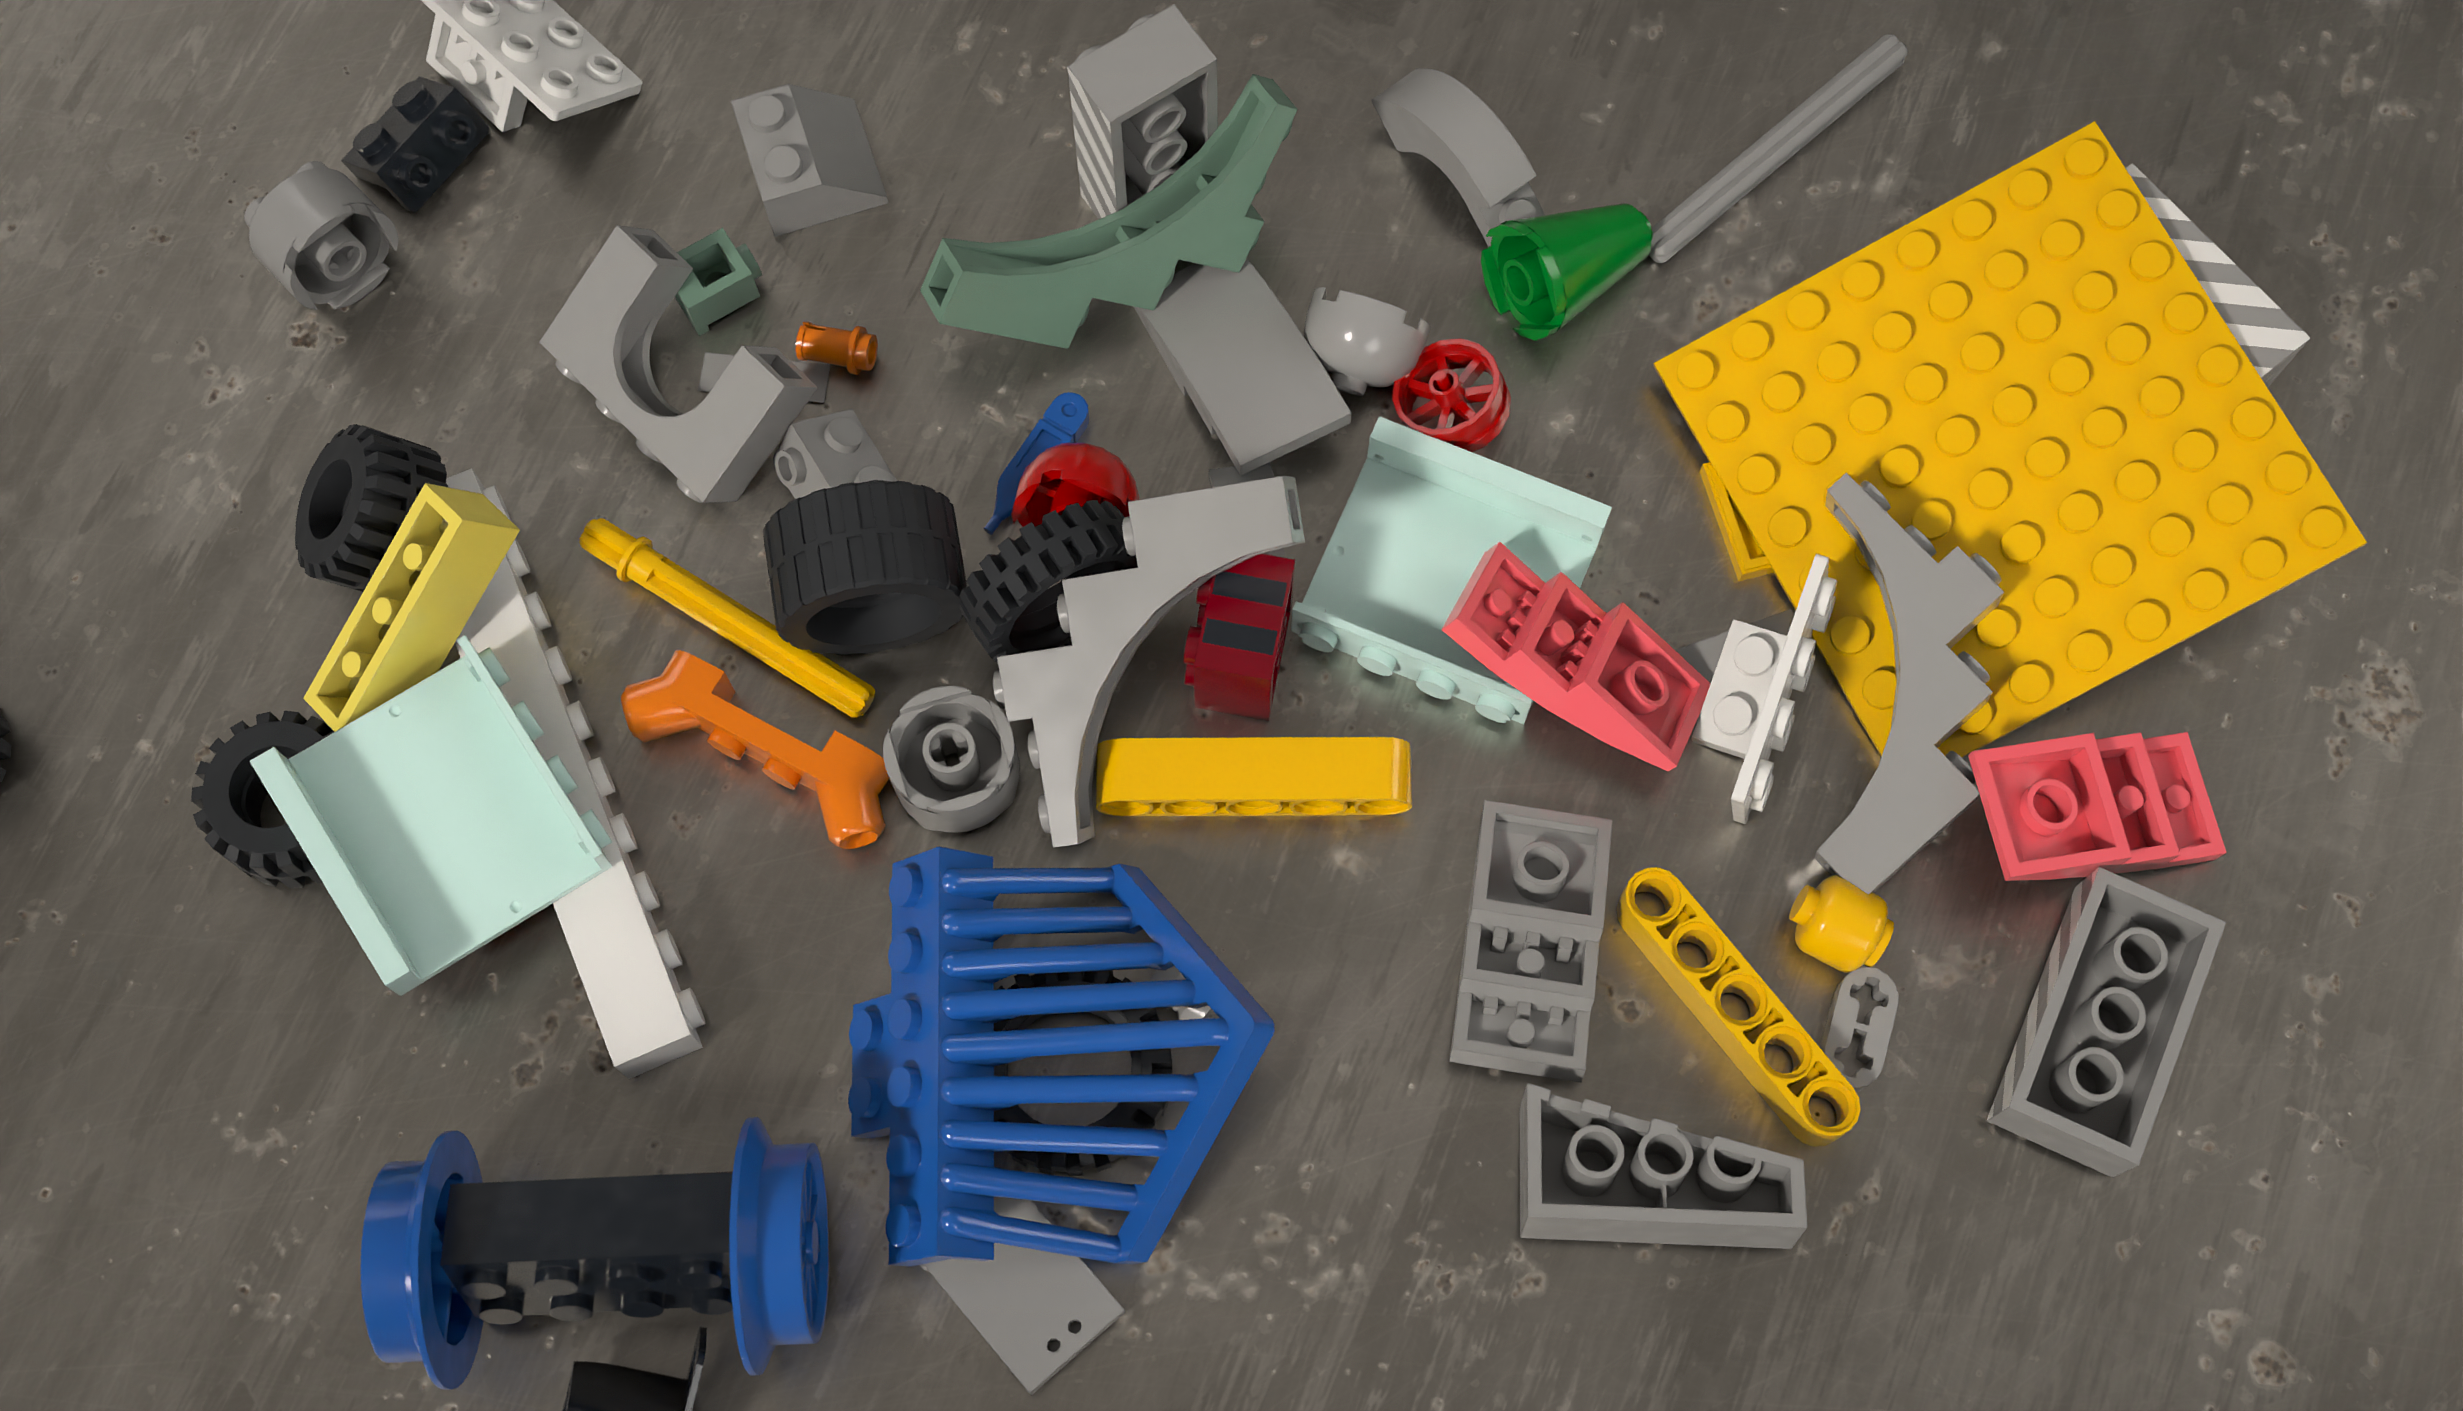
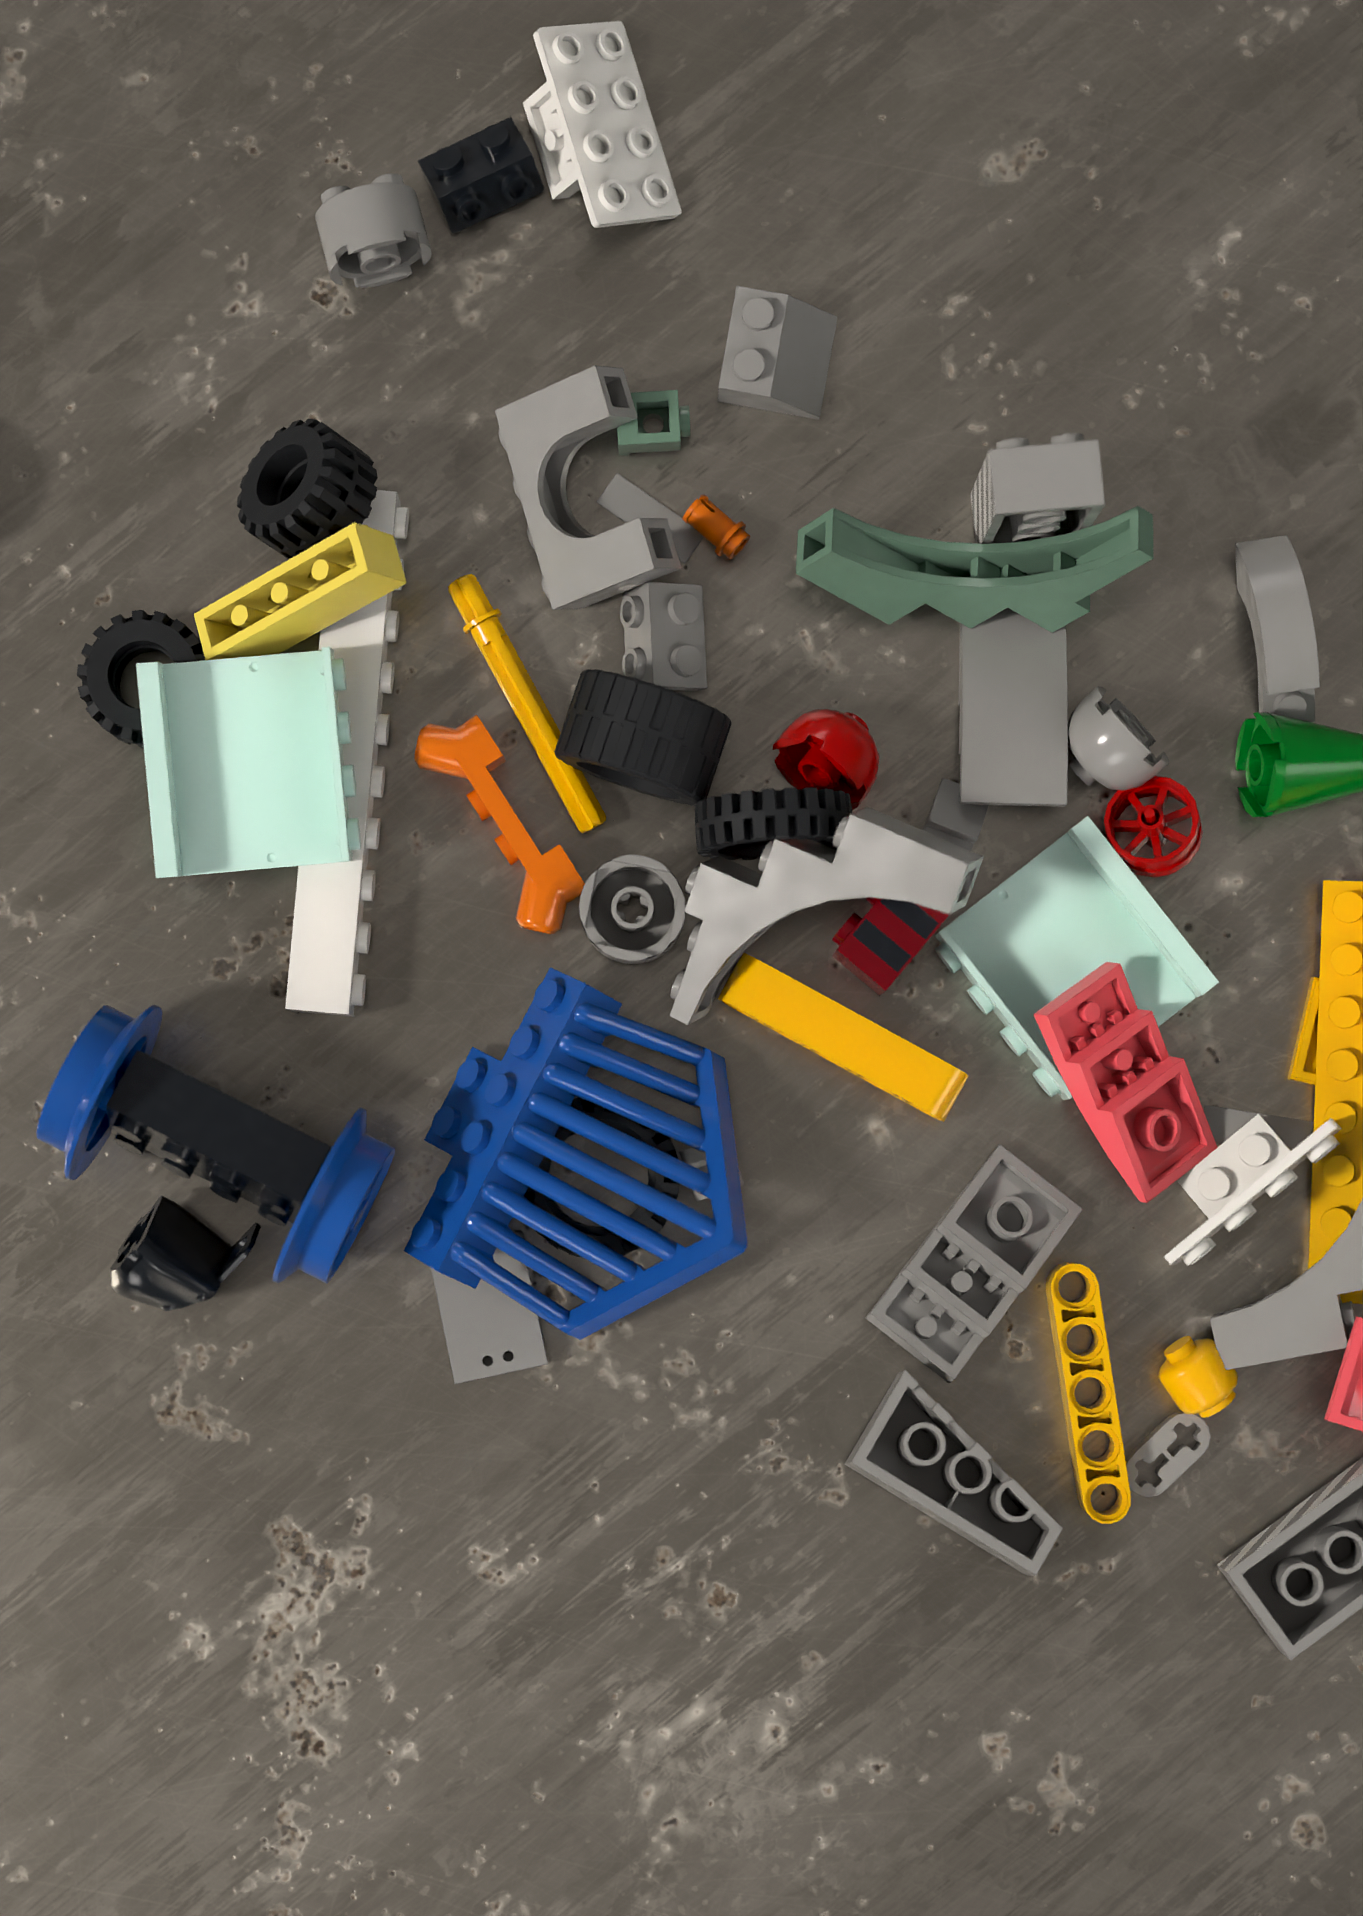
camera: 30 degrees right, 15 degrees up
(1061, 423) = (829, 693): blue piece -> none

